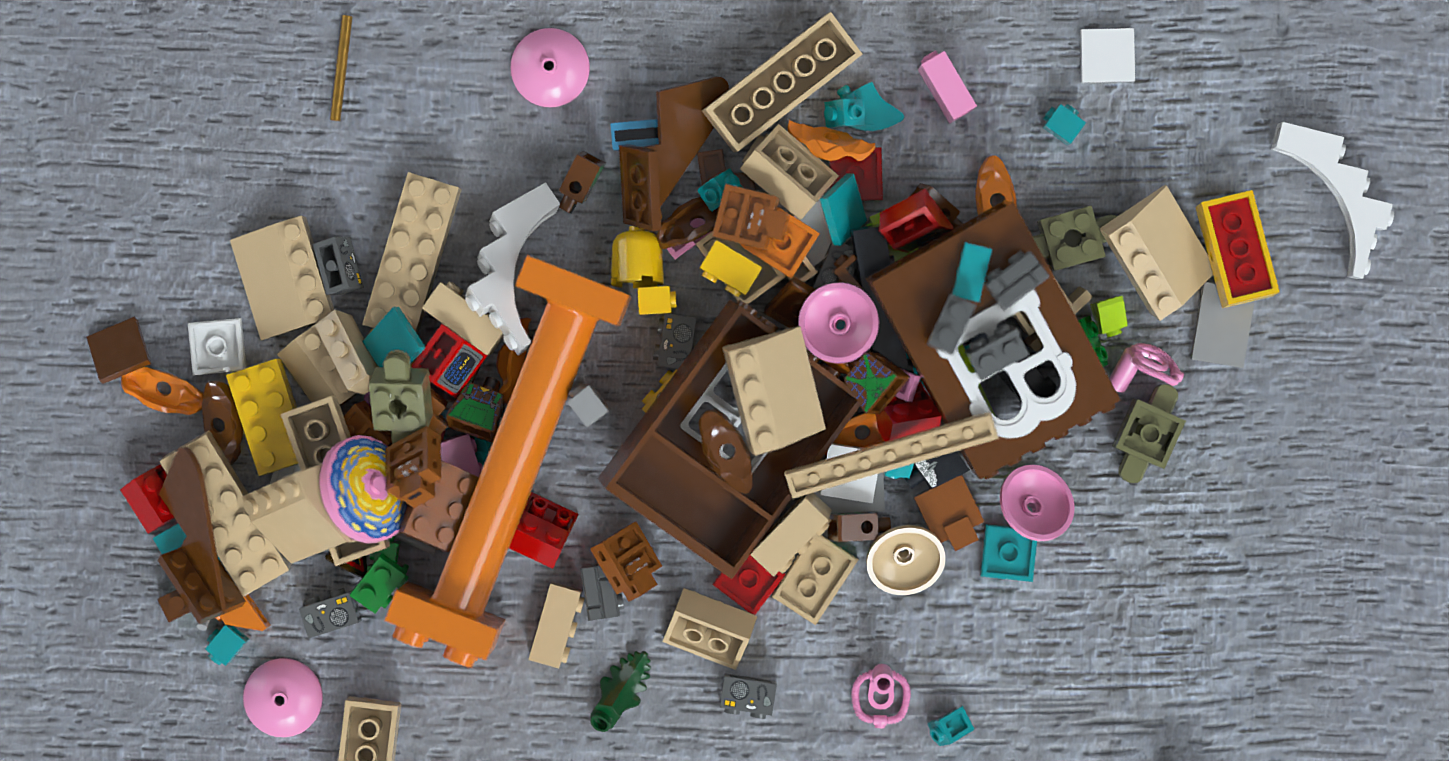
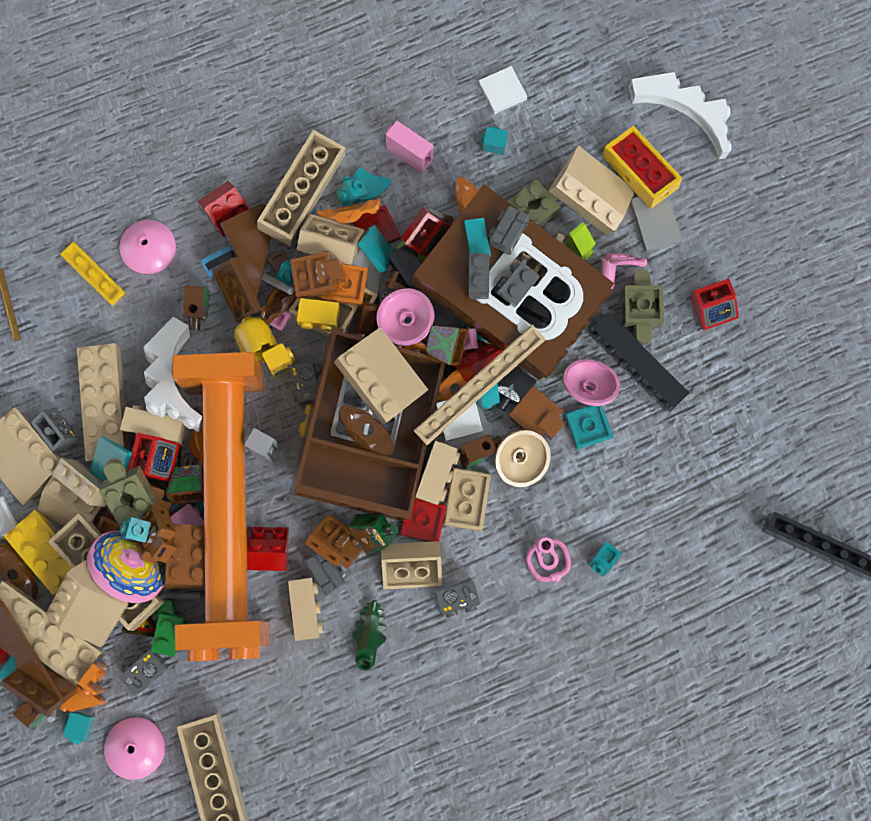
camera: 25 degrees left, 10 degrees down
(264, 597) = (89, 679): none -> orange bracket
(392, 450) = (134, 529): none -> teal bracket
(465, 73) = (92, 273): none -> yellow tile
(671, 59) = (222, 205): none -> red slope
(679, 571) = (372, 532): none -> dark green torso
(696, 199) = (277, 283): none -> light grey bar
(1110, 502) = (638, 362): none -> black brick
(1243, 471) = (715, 304): none -> red slope

